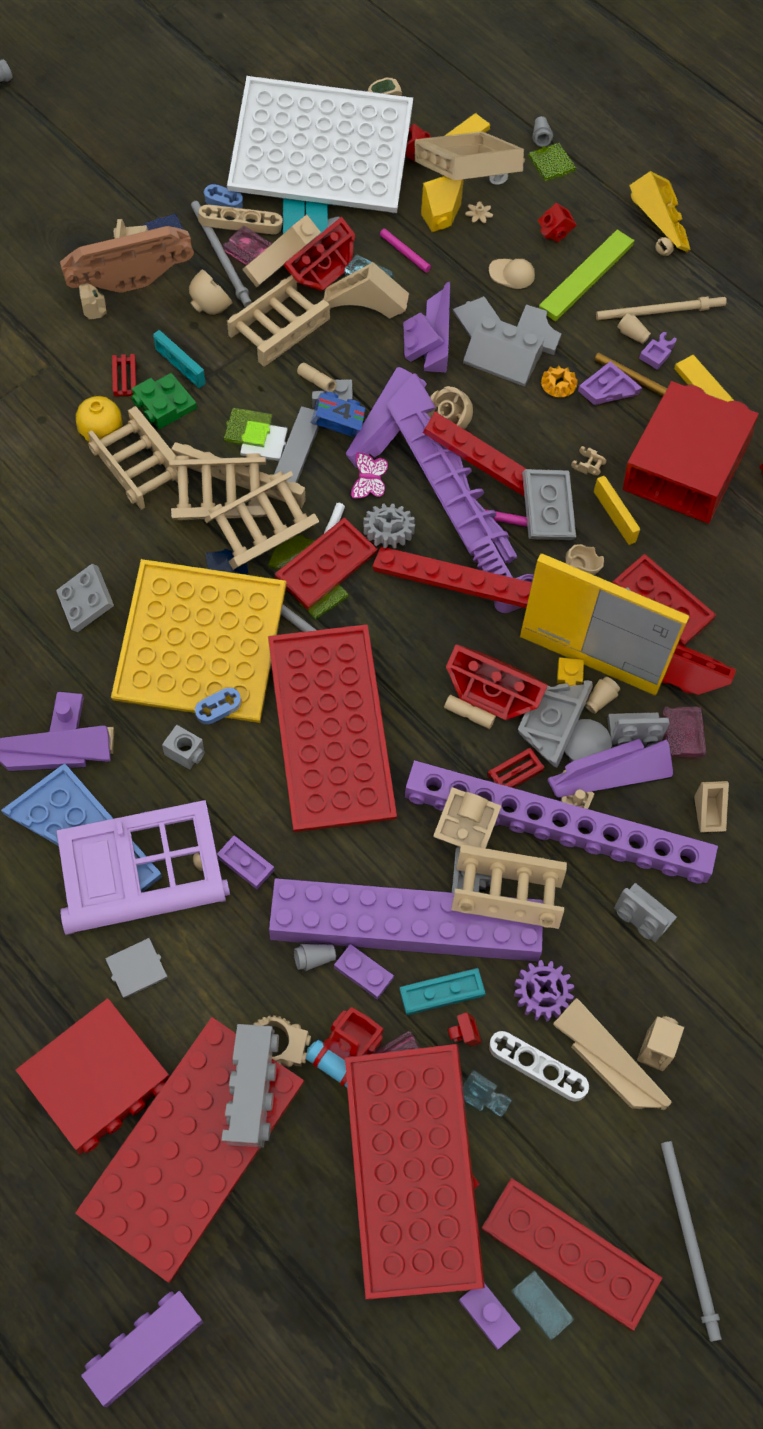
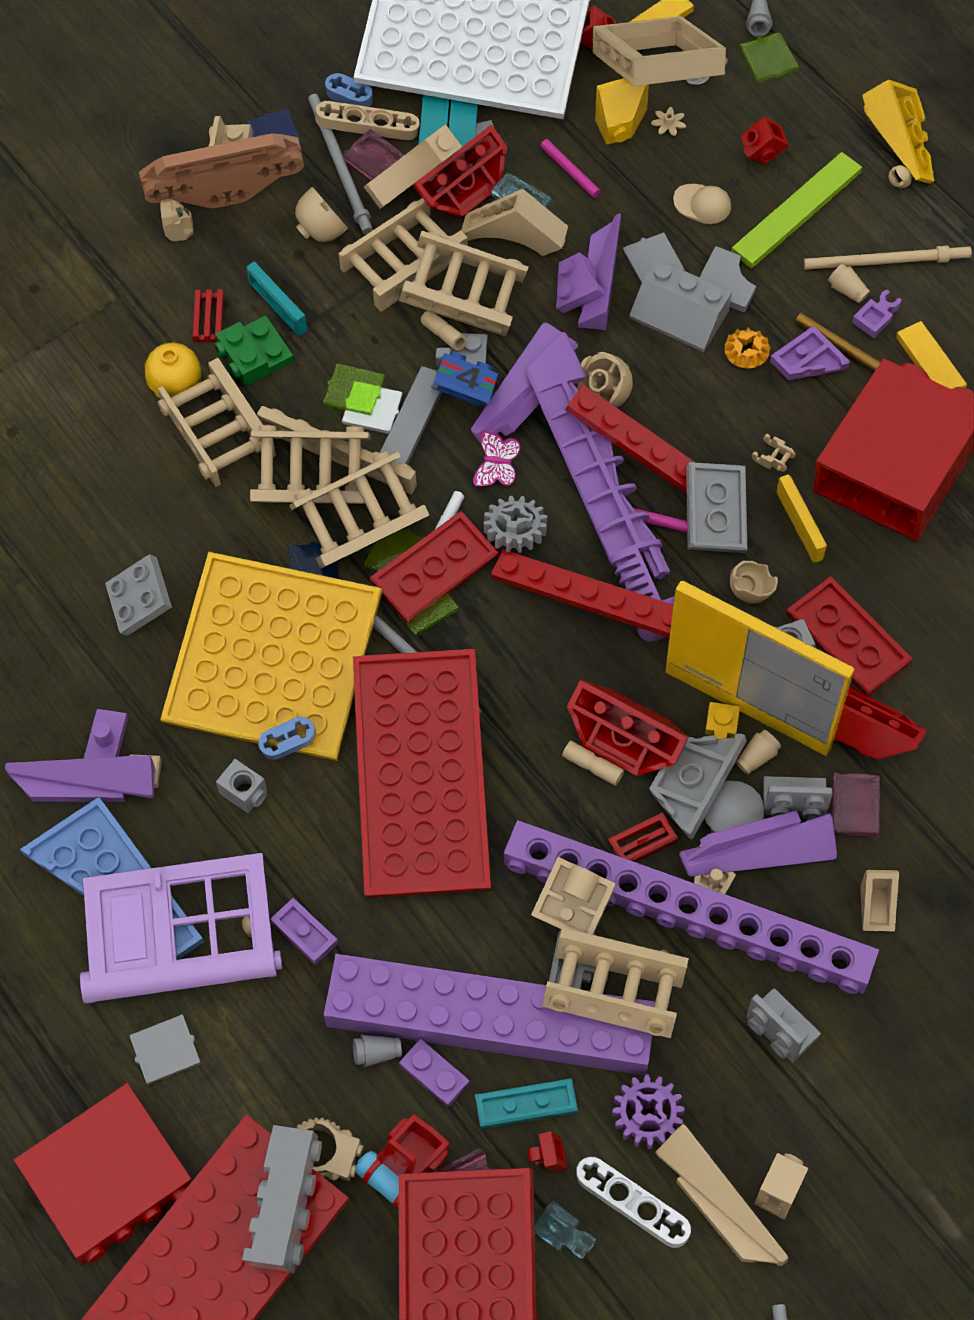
camera: 10 degrees right, 0 degrees up
(324, 359) = (443, 301): none -> tan fence

